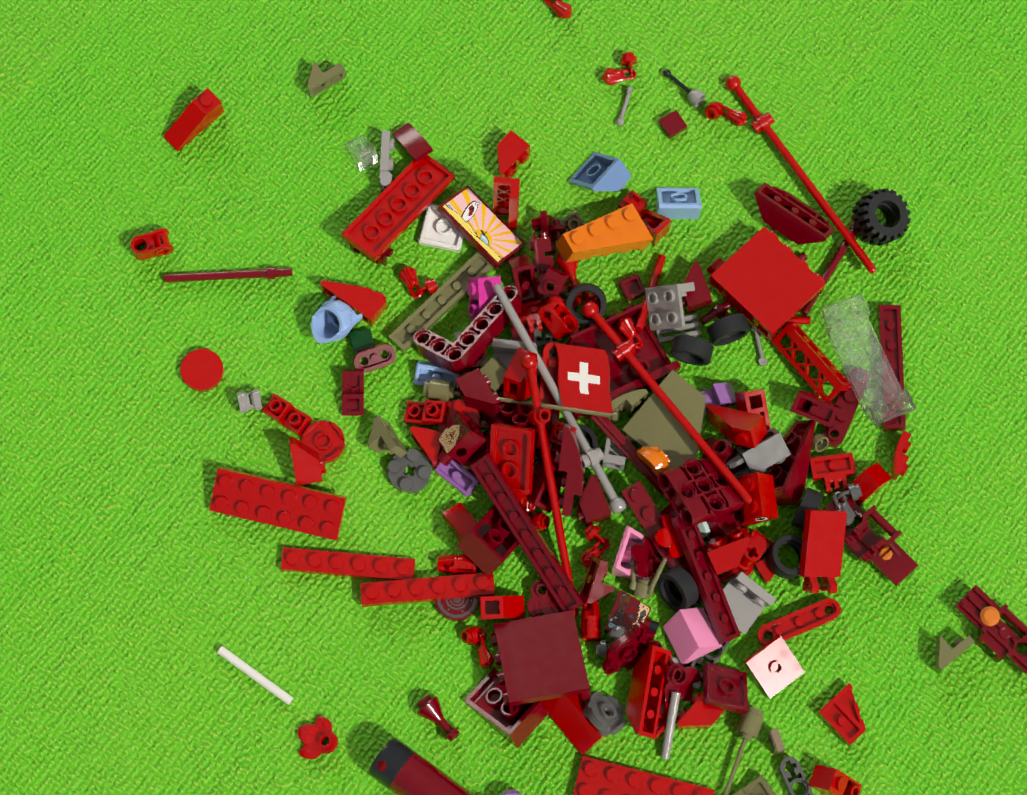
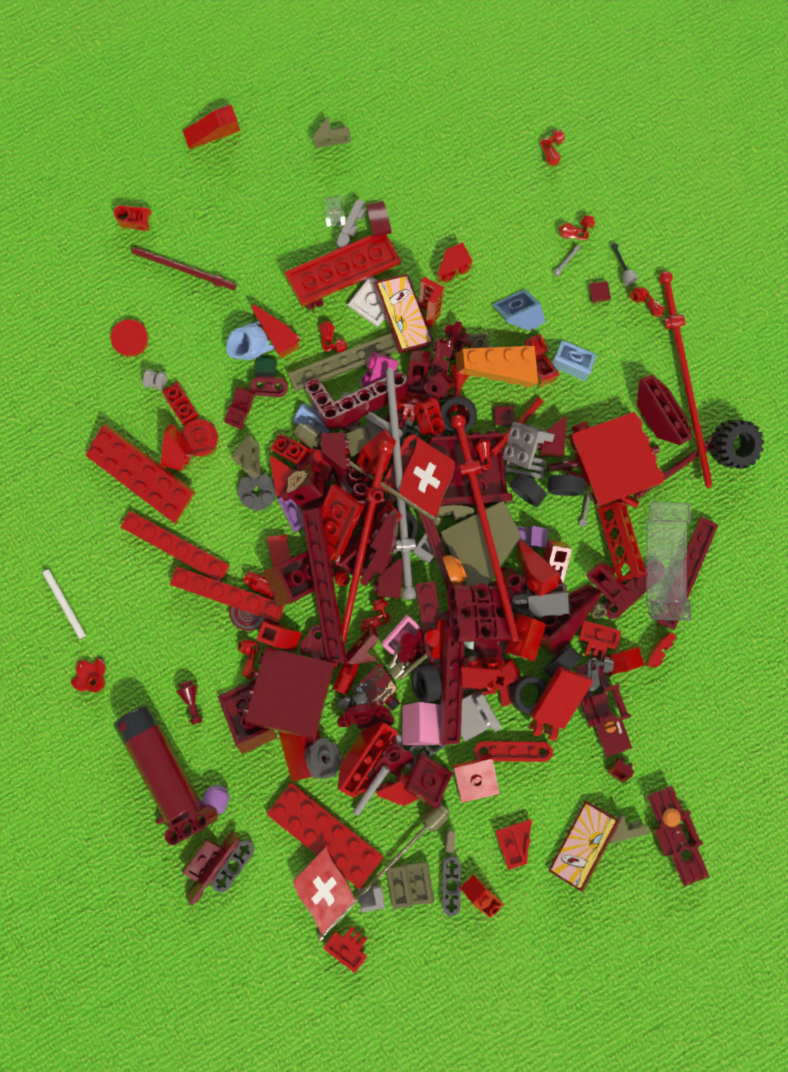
camera: 25 degrees right, 10 degrees up
(915, 685) = (584, 846): none -> tile
(917, 594) = (620, 770): none -> dark red tile

